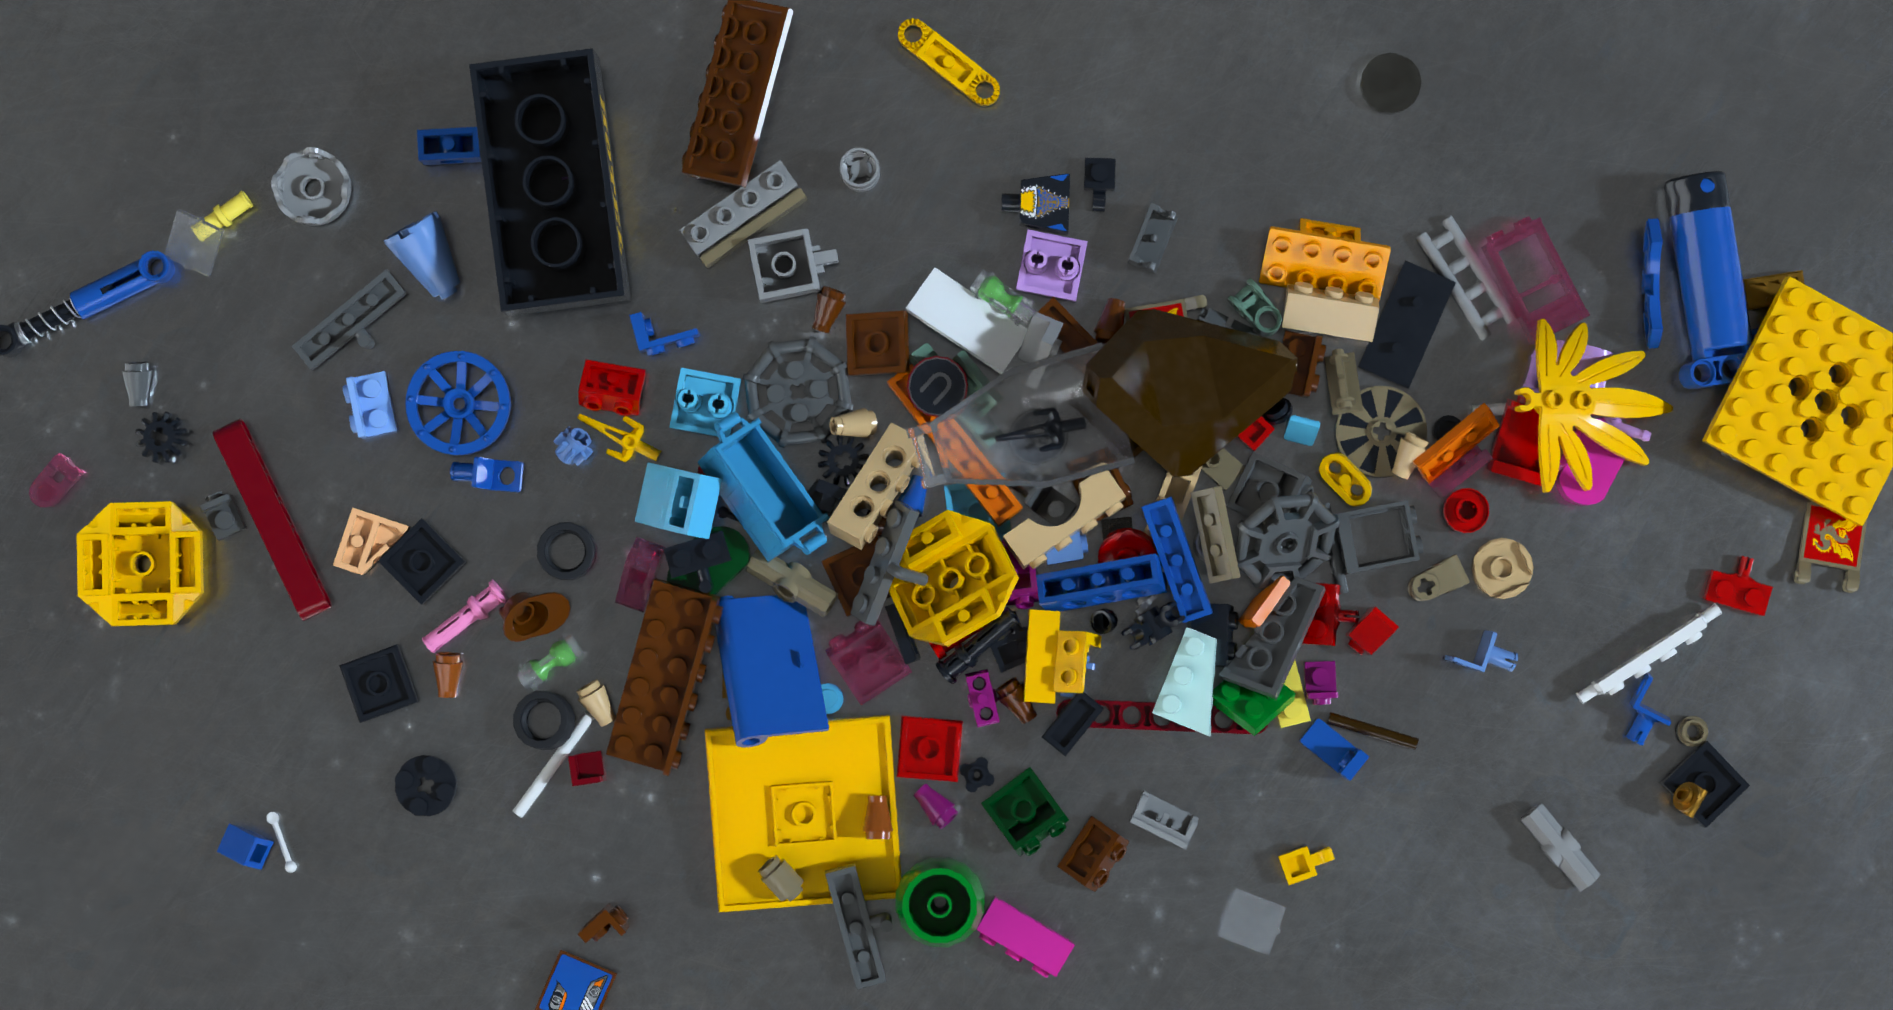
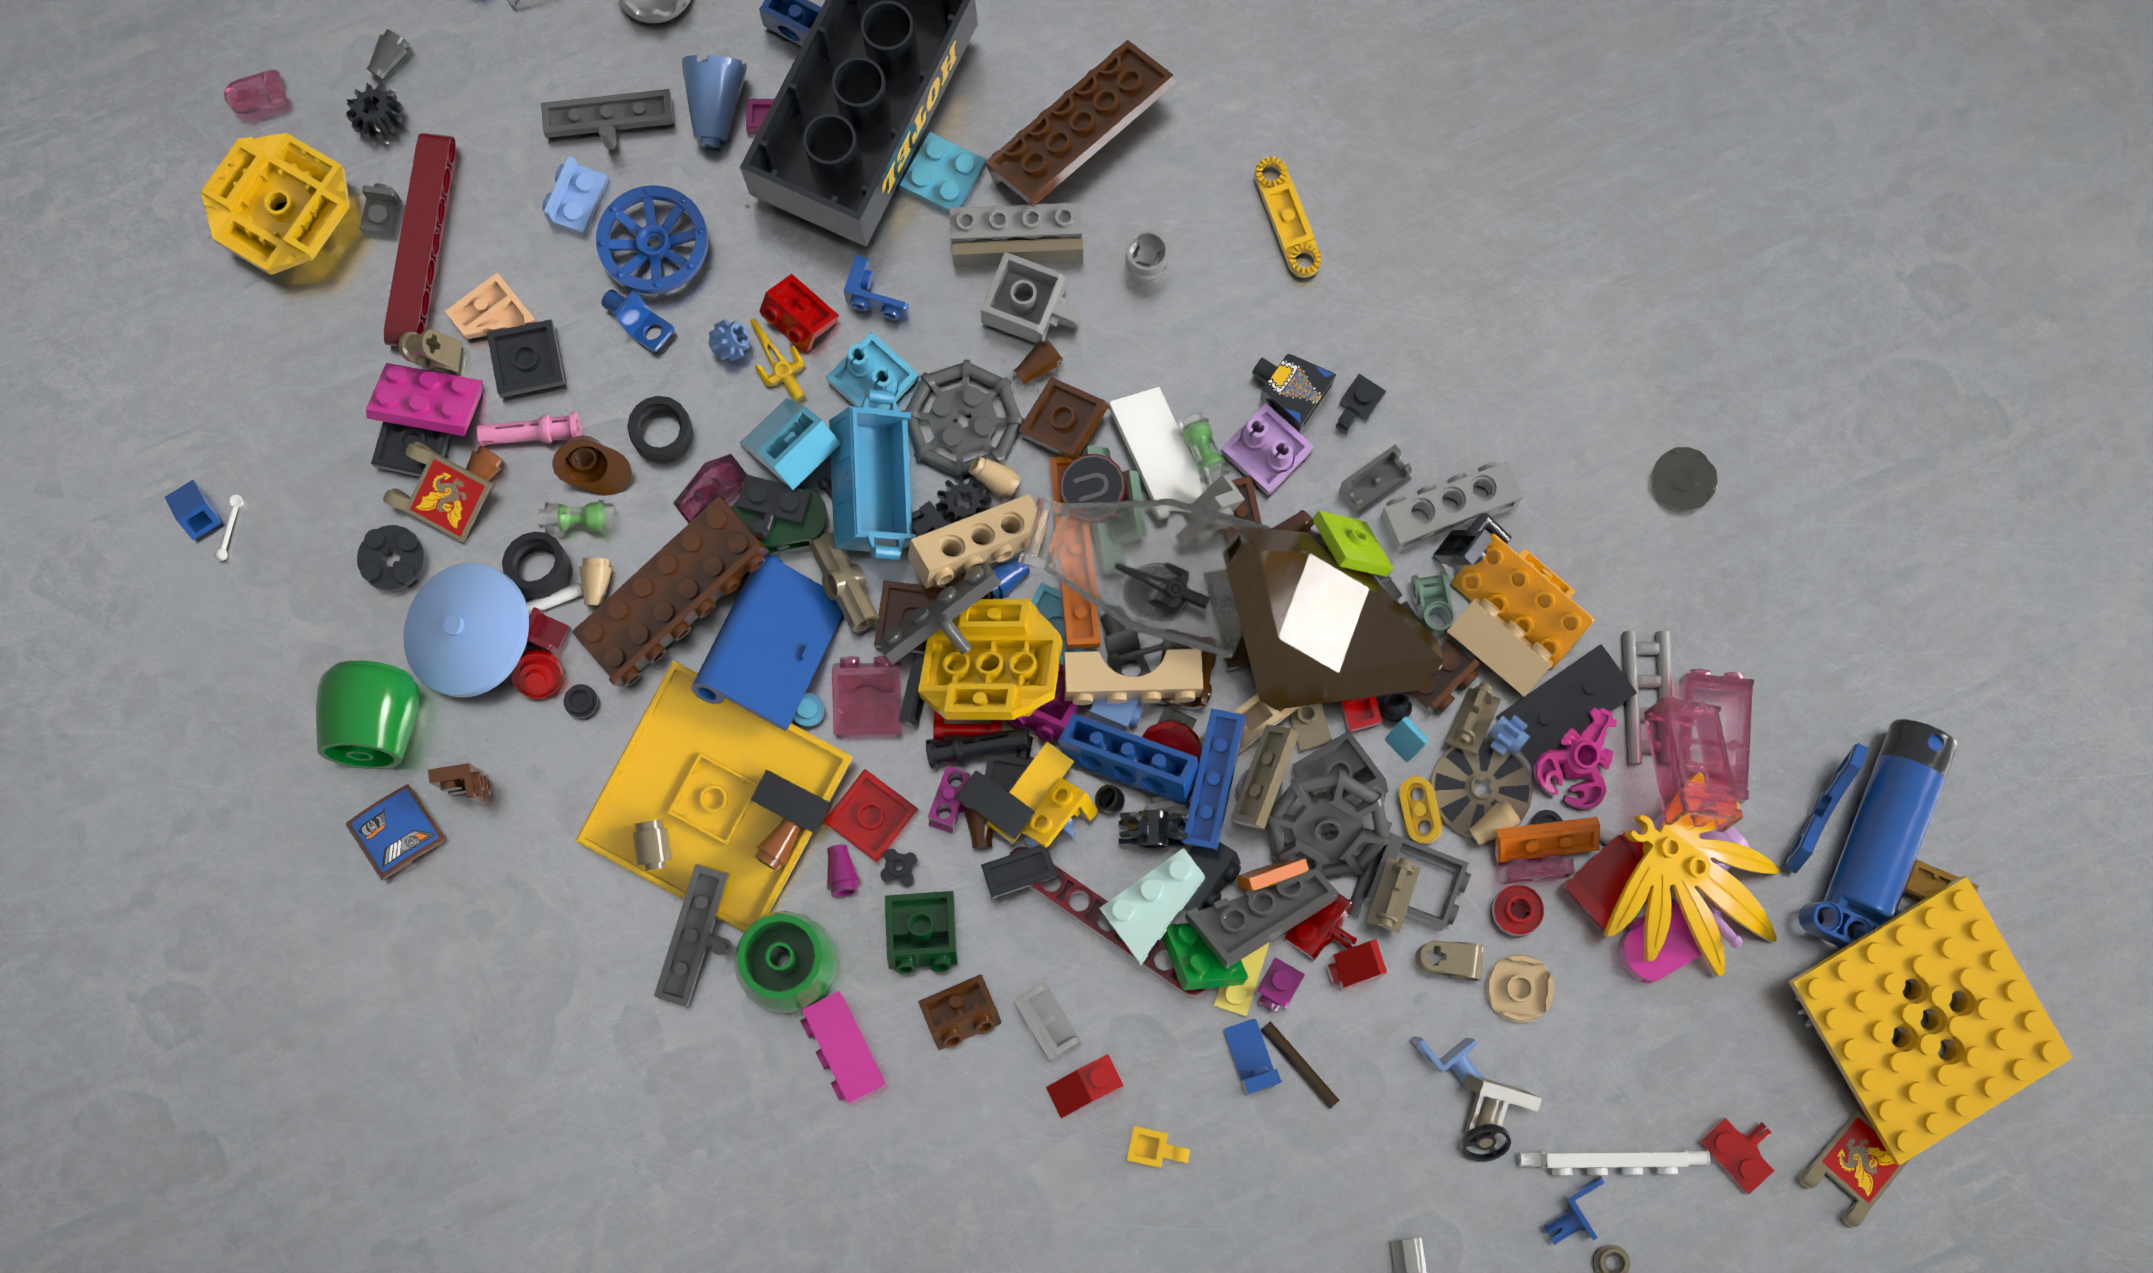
camera: 25 degrees right, 10 degrees down
(346, 604) = (432, 350): none -> dark tan piece
(367, 645) = (424, 399): none -> dark pink plate
(434, 711) = (444, 495): none -> flag
(473, 241) = (756, 112): none -> dark pink tile
(494, 919) = (365, 714): none -> green piece
(526, 806) = (466, 630): none -> light blue dish
(602, 804) = (537, 674): none -> red plate
(648, 802) = (580, 701): none -> black plate
(651, 199) = (942, 173): none -> medium azure plate
(866, 780) = (791, 801): none -> black slope
(1022, 684) = (995, 804): none -> black slope
(1040, 509) = (1115, 659): none -> dark grey hinge
(1167, 304) = (1352, 543): none -> lime plate
(1223, 850) = (1084, 1086): none -> red slope
(1256, 186) = (1406, 531): none -> light grey brick
(1257, 249) = (1470, 545): none -> black plate
(1366, 561) = (1393, 894): none -> dark tan hinge
(1378, 379) = (1508, 735): none -> medium blue gear
(1443, 363) = (1579, 761): none -> dark pink animal
(1536, 678) = (1488, 1115): none -> dark tan piece
(1542, 357) = (1683, 797): none -> clear pink door

